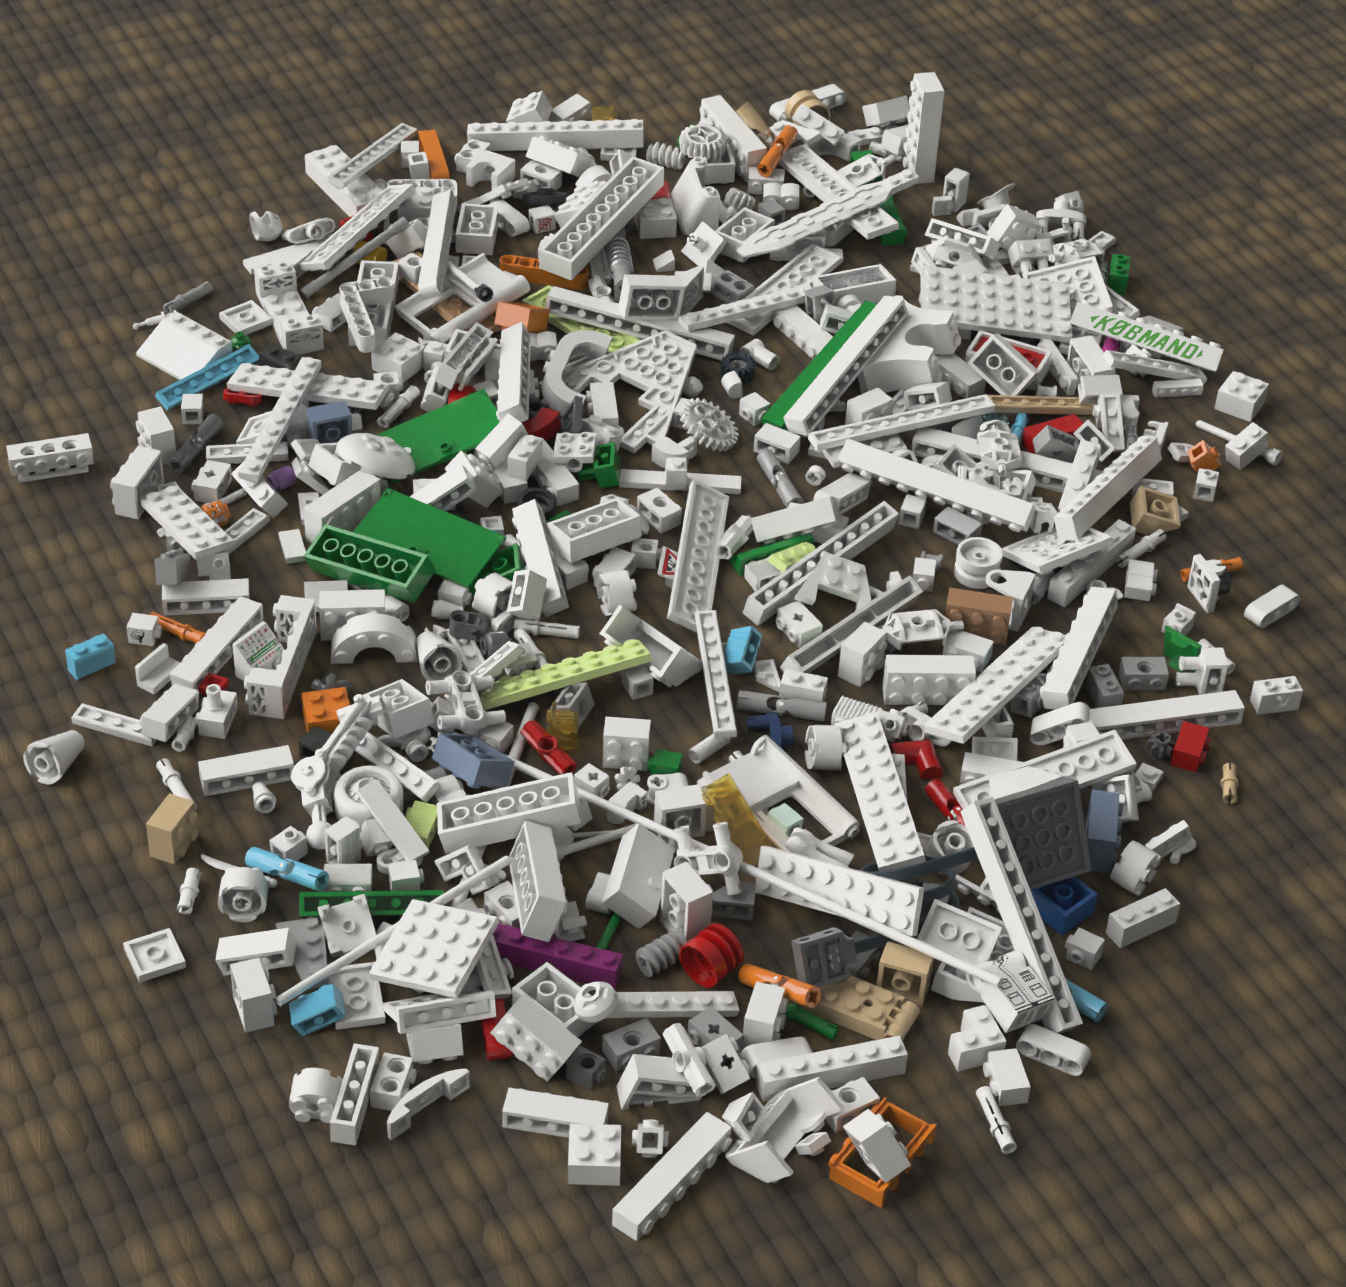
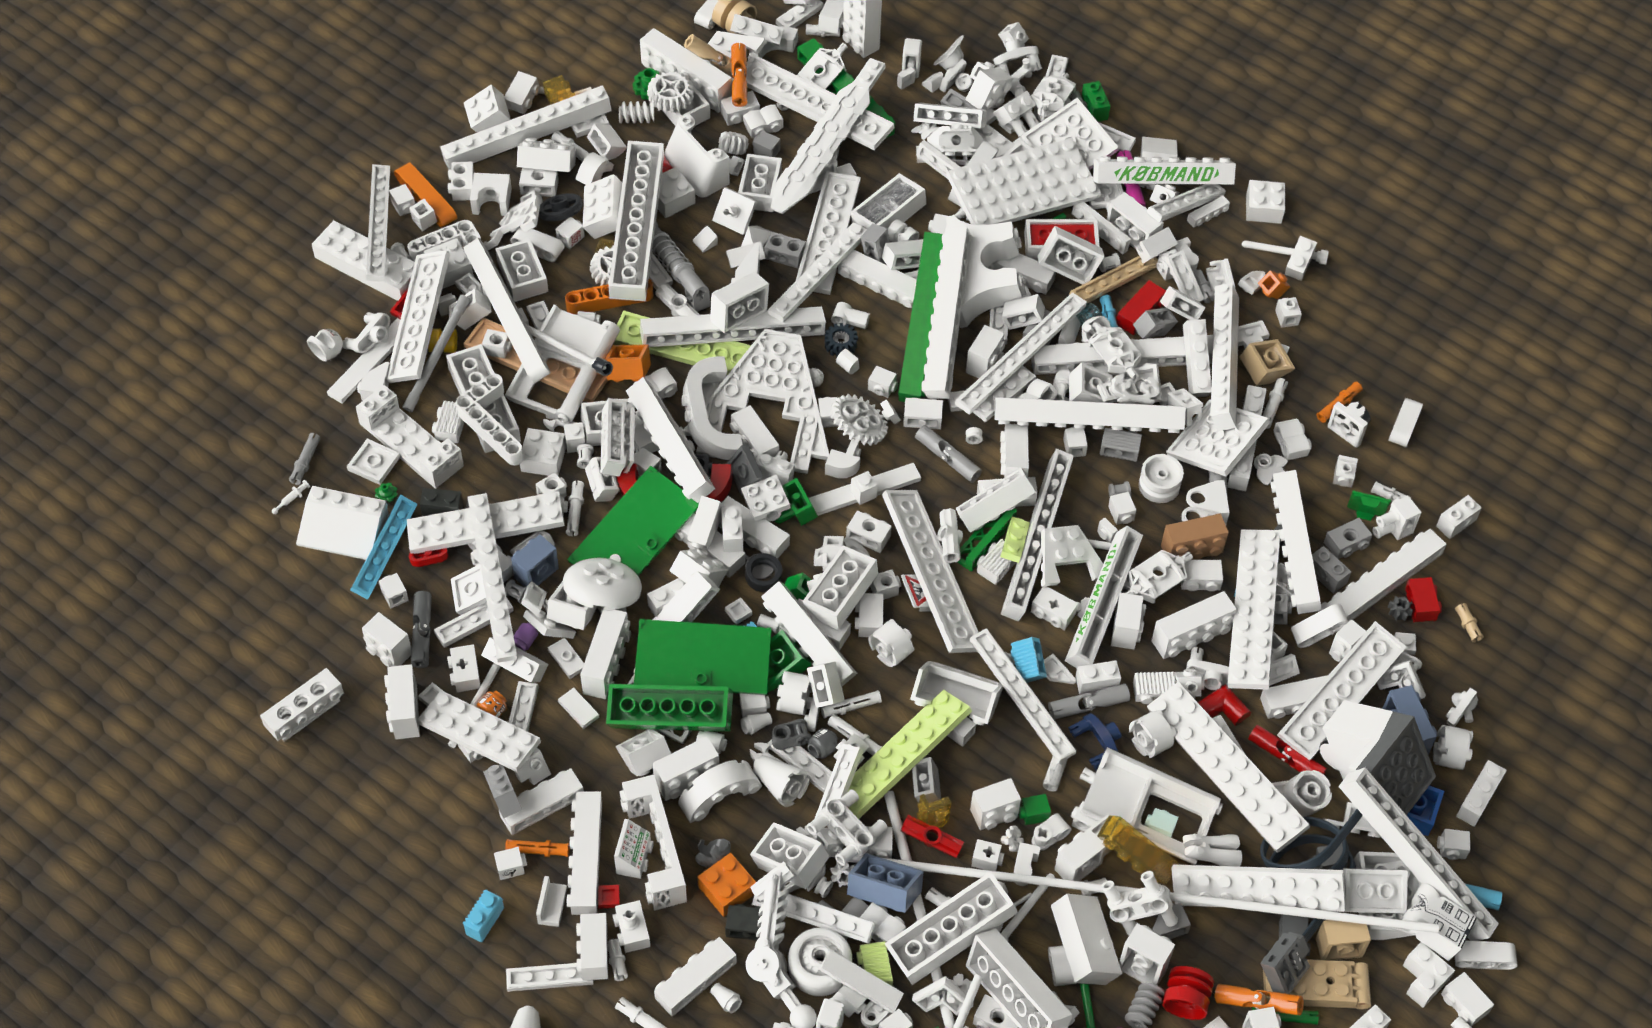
camera: 25 degrees left, 15 degrees up
(745, 432) = (889, 412): none -> white plate

